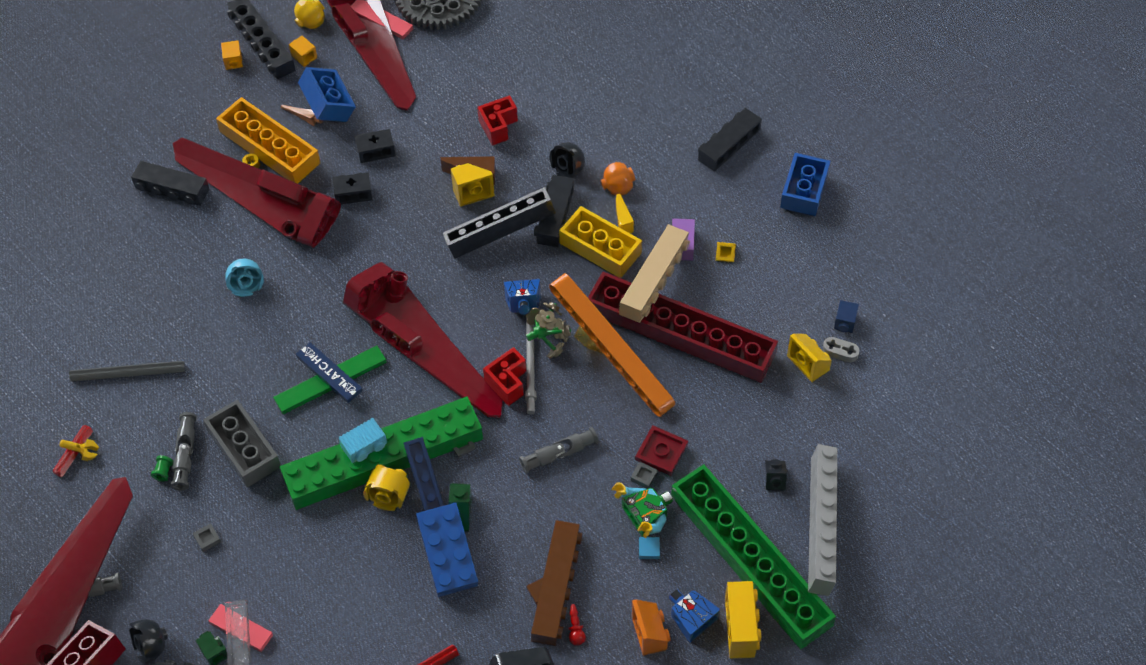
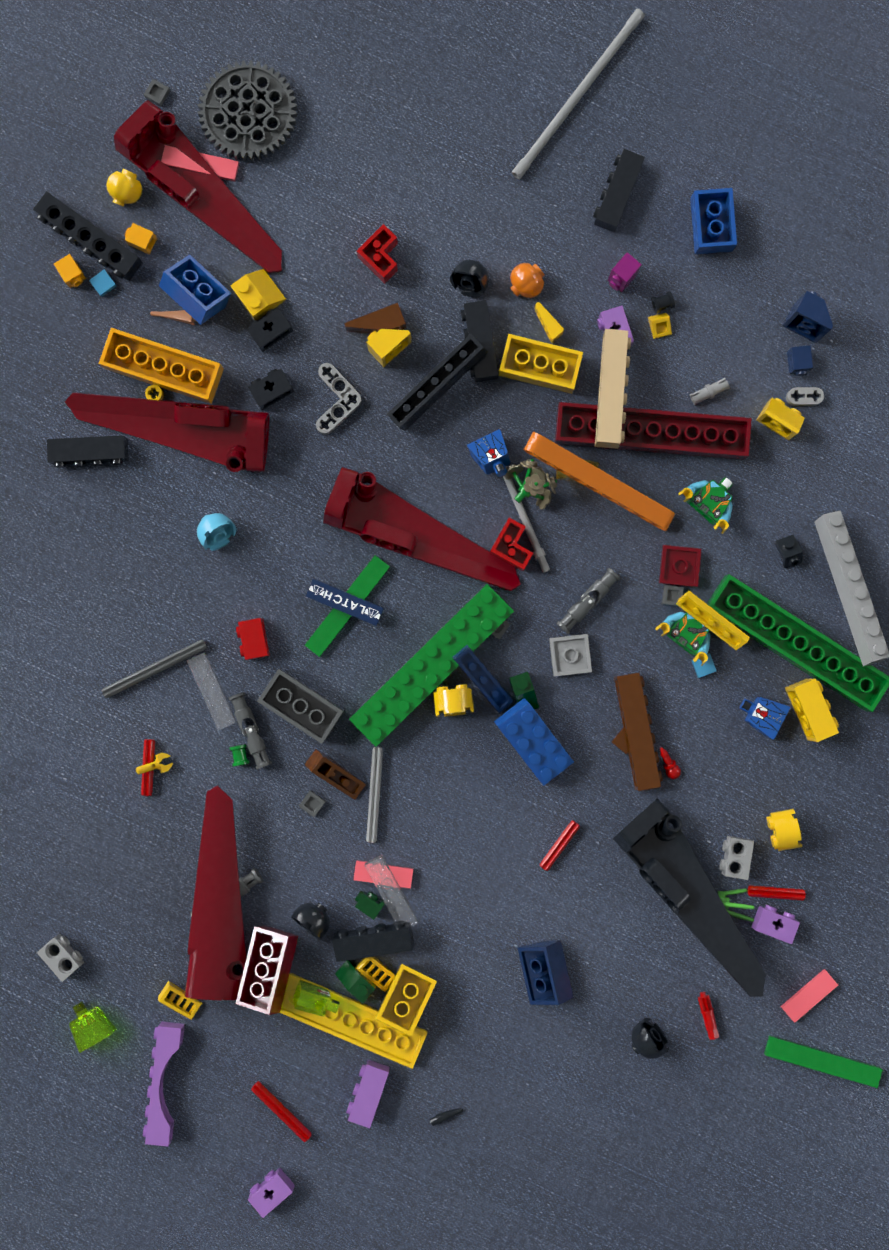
camera: 20 degrees left, 30 degrees up
(167, 406) = (211, 691): none -> clear plate
(229, 375) = (253, 639): none -> red brick
(242, 517) = (334, 774): none -> reddish brown slope
(254, 73) = (102, 283): none -> dark azure tile
(270, 551) = (374, 795): none -> light grey axle
(363, 440) = (417, 671): medium azure brick -> none
(378, 115) = (258, 293): none -> yellow slope
(413, 215) = (342, 395): none -> light grey beam
(520, 491) = (570, 655): none -> light grey plate
(649, 627) = (734, 744): orange slope -> none
(657, 96) = (630, 25): none -> light grey piece
(671, 499) = (712, 620): none -> yellow plate
(706, 196) = (624, 272): none -> magenta brick
(713, 401) = (711, 501): none -> torso
(735, 233) = (663, 302): none -> black bush
(750, 315) = (709, 391): none -> light grey pin
(861, 276) = (809, 317): none -> dark blue slope

